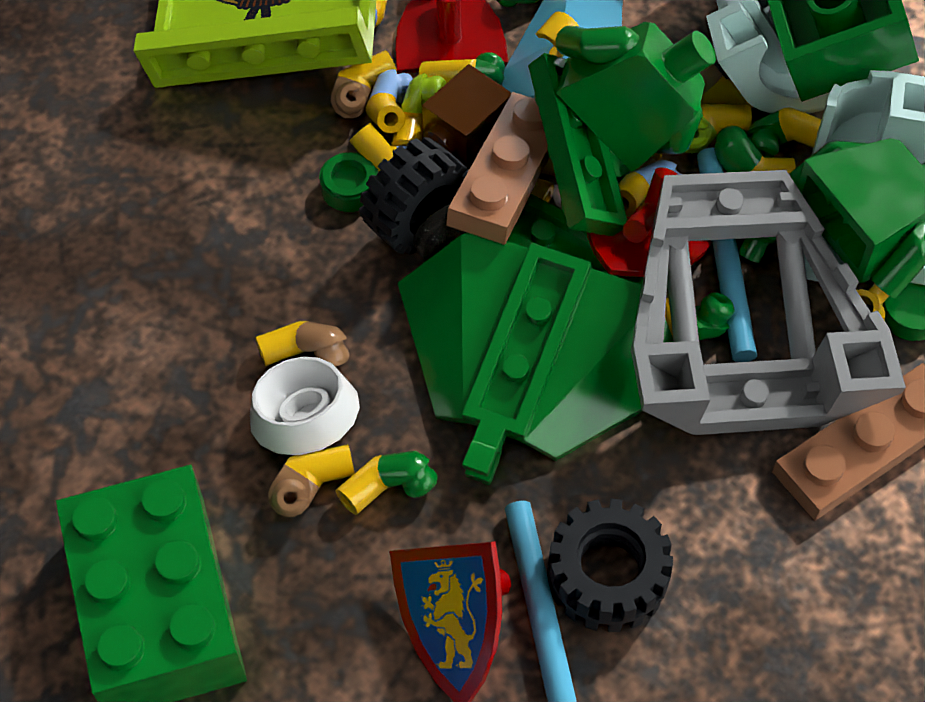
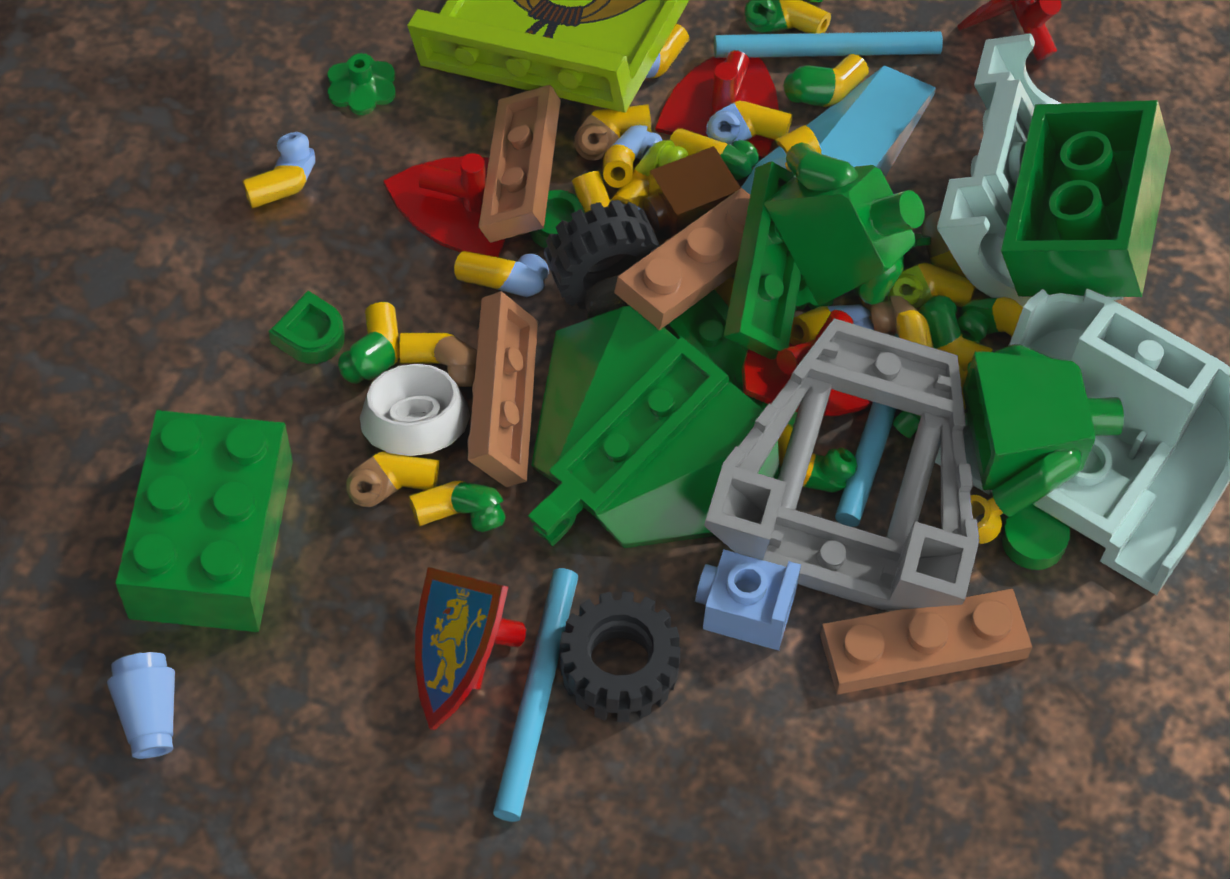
camera: 20 degrees right, 0 degrees up
(76, 230) = (288, 174): none -> yellow arm
(106, 122) = (361, 84): none -> green plant
(164, 367) = (309, 330): none -> green tile
(239, 360) = (376, 350): none -> green arm
(250, 196) = (446, 201): none -> red shield
(296, 142) = (520, 164): none -> nougat plate
(341, 245) = (515, 277): none -> arm
(378, 355) = (503, 390): none -> nougat plate
(479, 34) = (746, 120): none -> arm
(704, 481) = (748, 598): none -> light blue brick
(707, 158) = (903, 318): none -> arm

